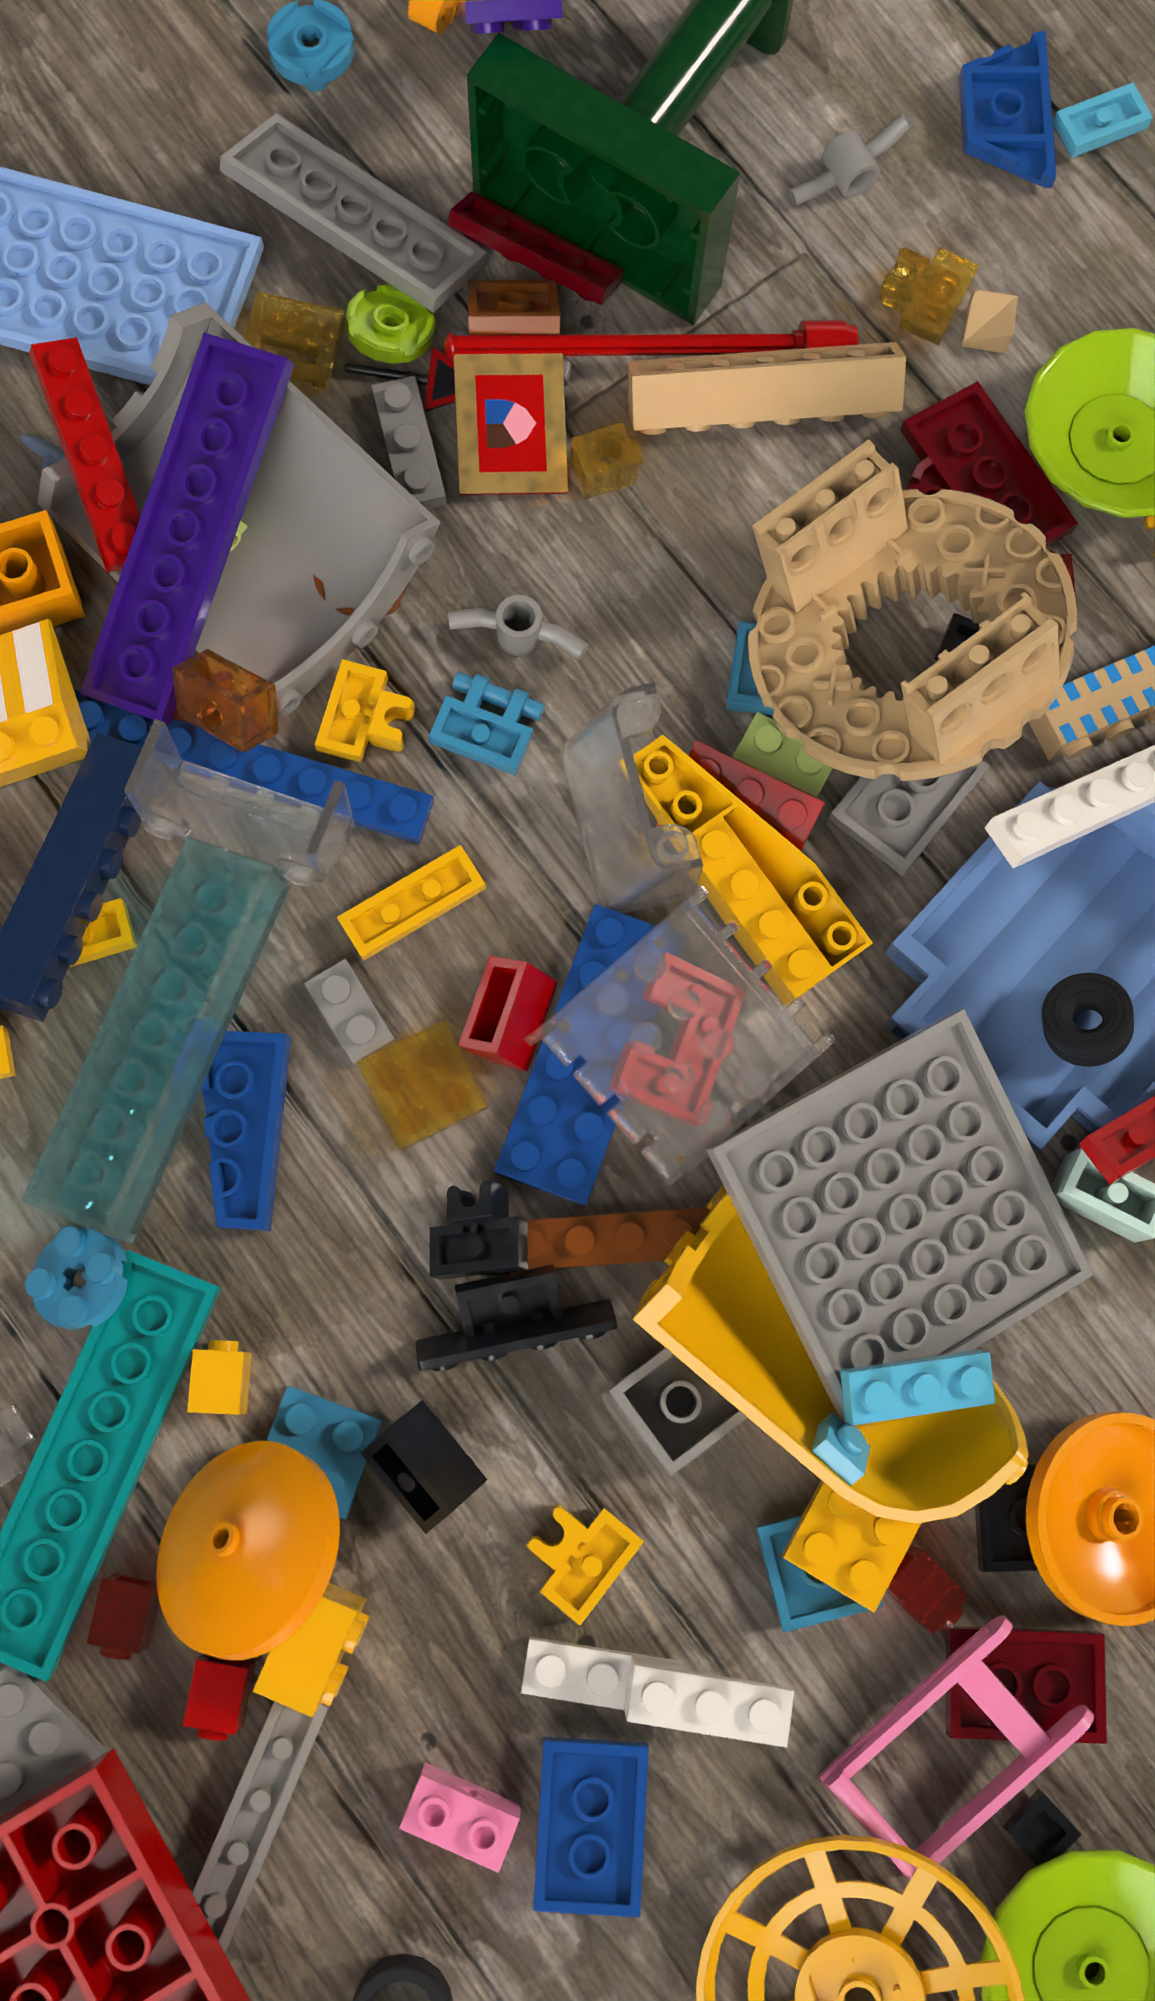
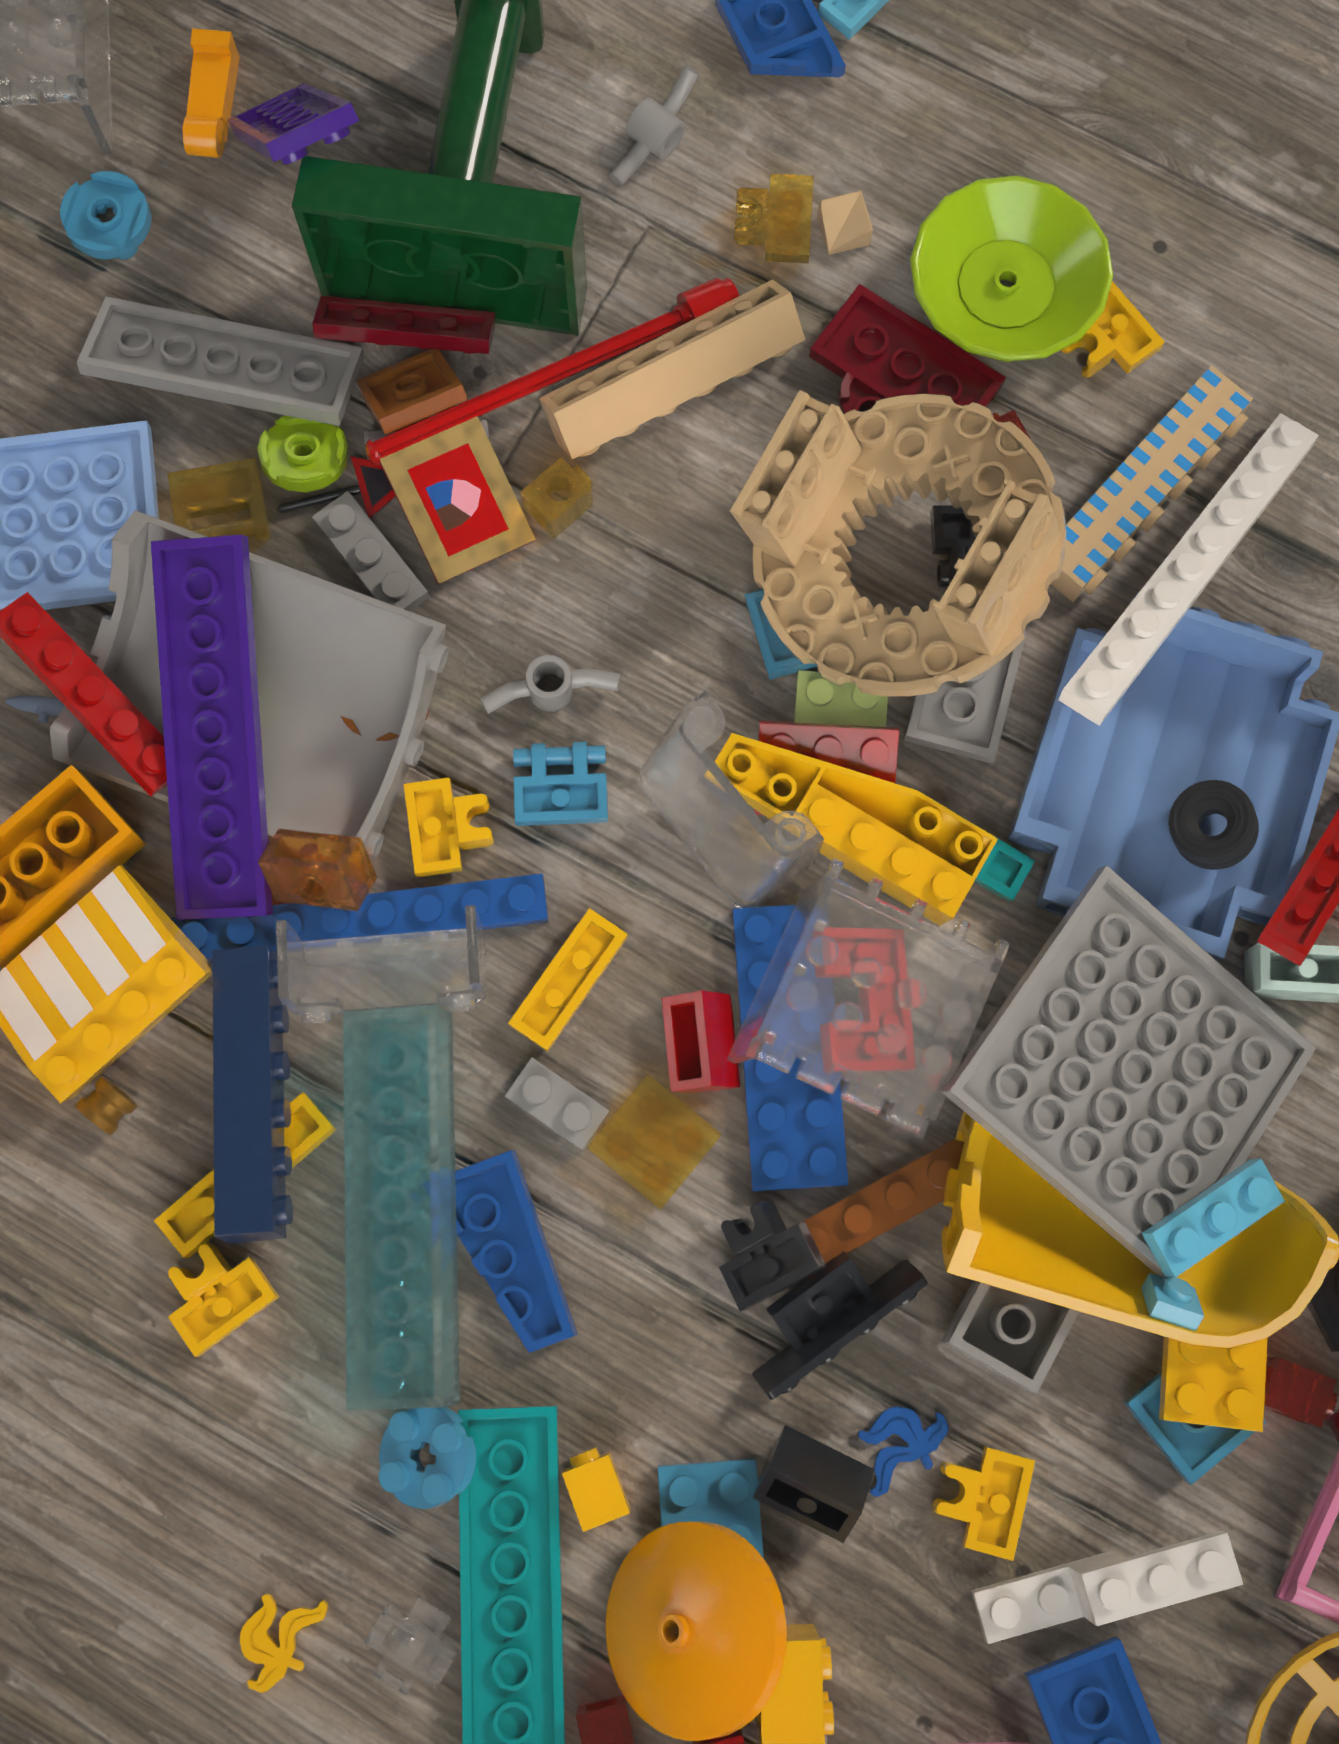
camera: 20 degrees left, 0 degrees up
(540, 1456) = (909, 1427): none -> blue piece
(866, 977) = (1004, 871): none -> teal plate

